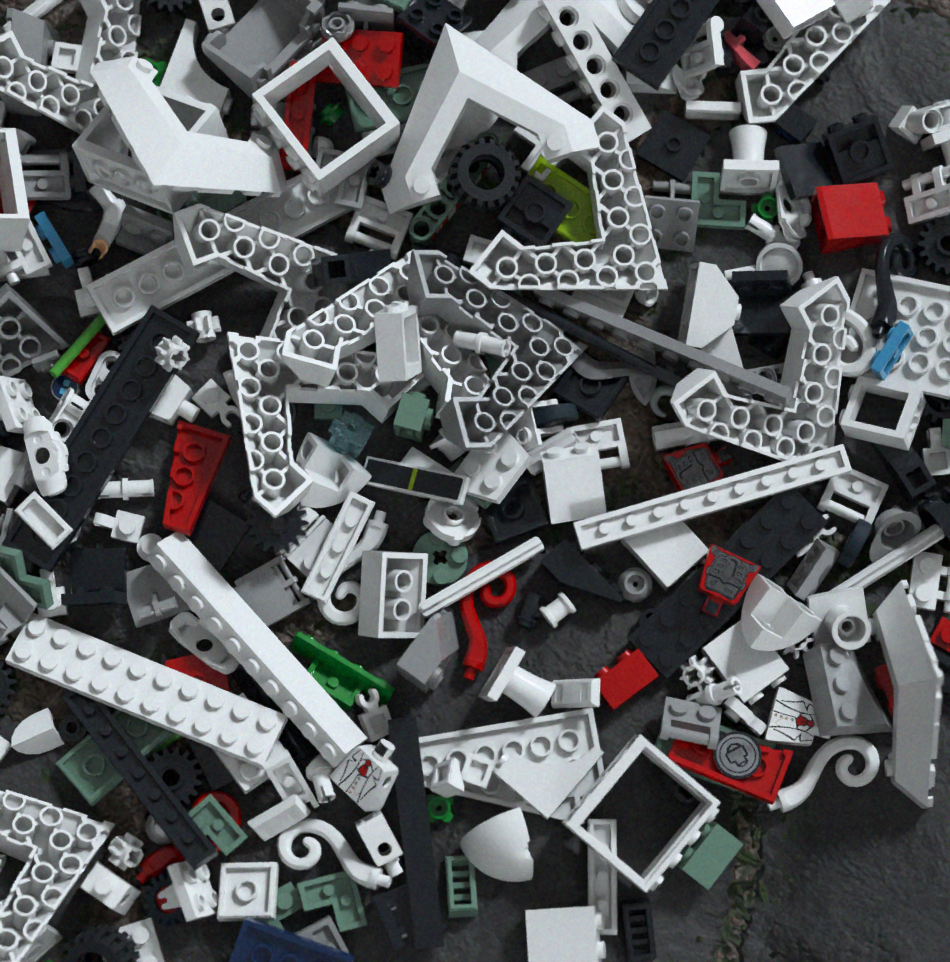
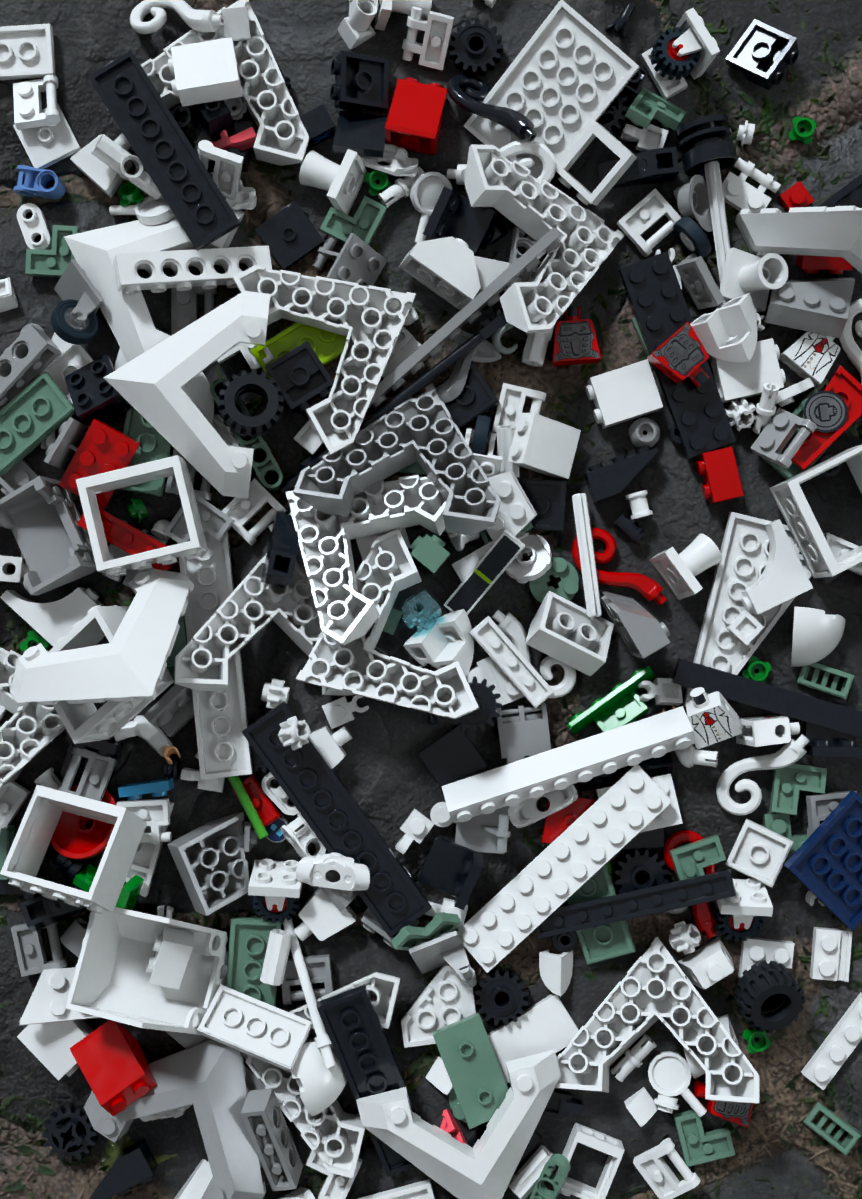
camera: 65 degrees left, 10 degrees up
(43, 520) = (387, 896): white tile -> none
(126, 489) = (386, 812): white pin -> none
(193, 471) = (394, 752): red wing -> none
(279, 817) = (712, 803): white tile -> none
(288, 778) = (690, 783): white hinge -> none
(337, 26) = (65, 471): light grey plate -> none
(379, 174) = (210, 492): black bush -> none
(397, 342) = (369, 539): white window -> none
(447, 778) = (741, 654): white slope -> none
(482, 343) = (397, 469): white pin -> none
(576, 693) = (715, 518): white tile -> none
(712, 110) = (274, 188): white tile -> none
(712, 497) = (607, 336): white plate -> none
(896, 341) = (543, 123): dark azure plate -> none

